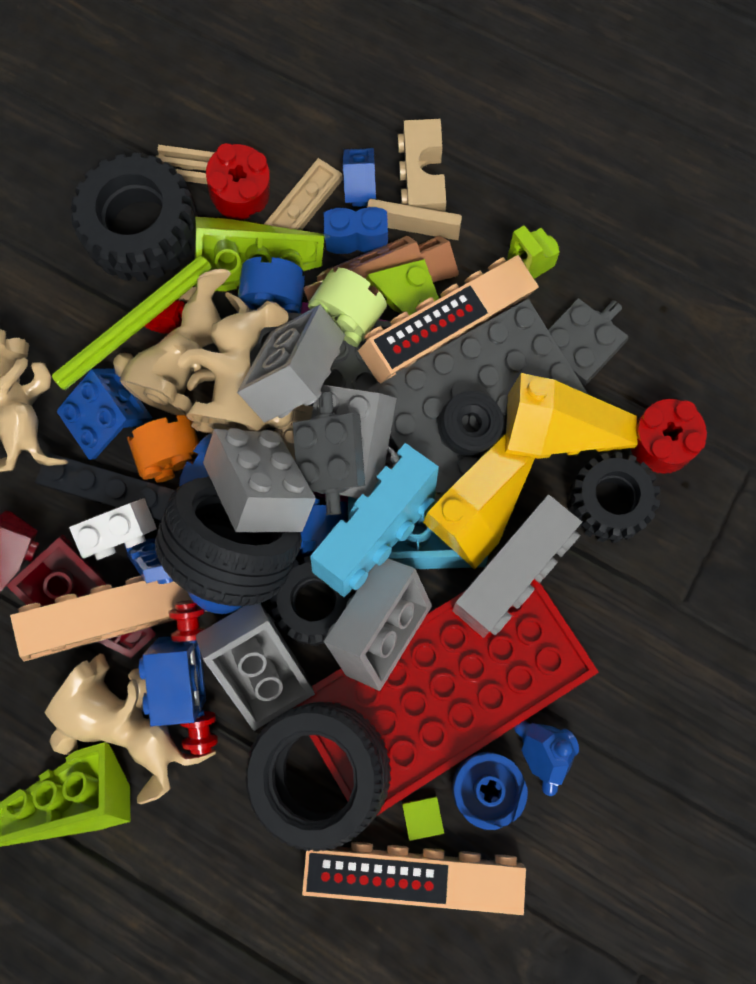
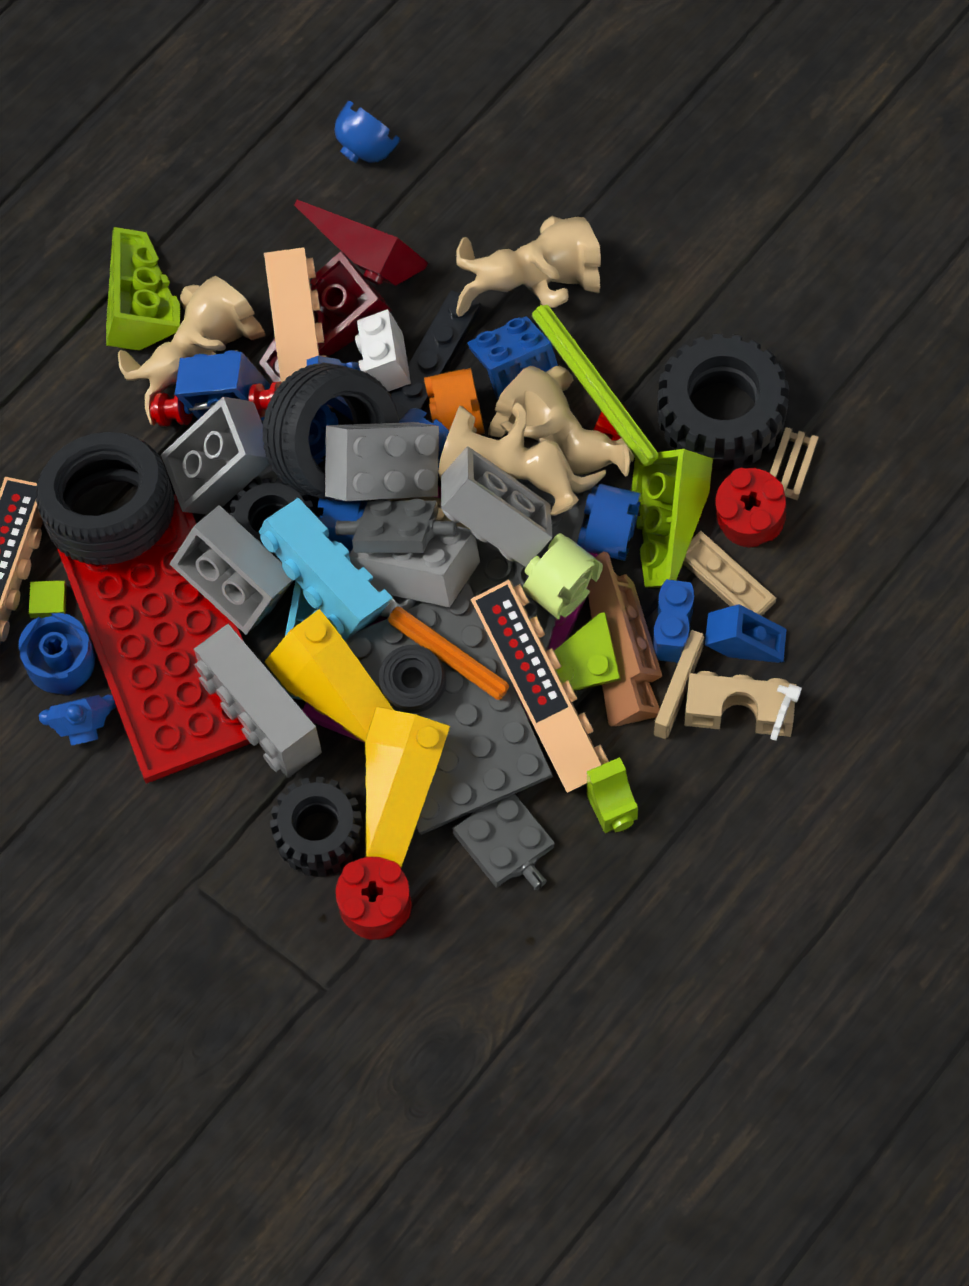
camera: 100 degrees right, 10 degrees down
(435, 122) = (792, 694): none -> white piece
(440, 393) = (448, 653): none -> orange axle

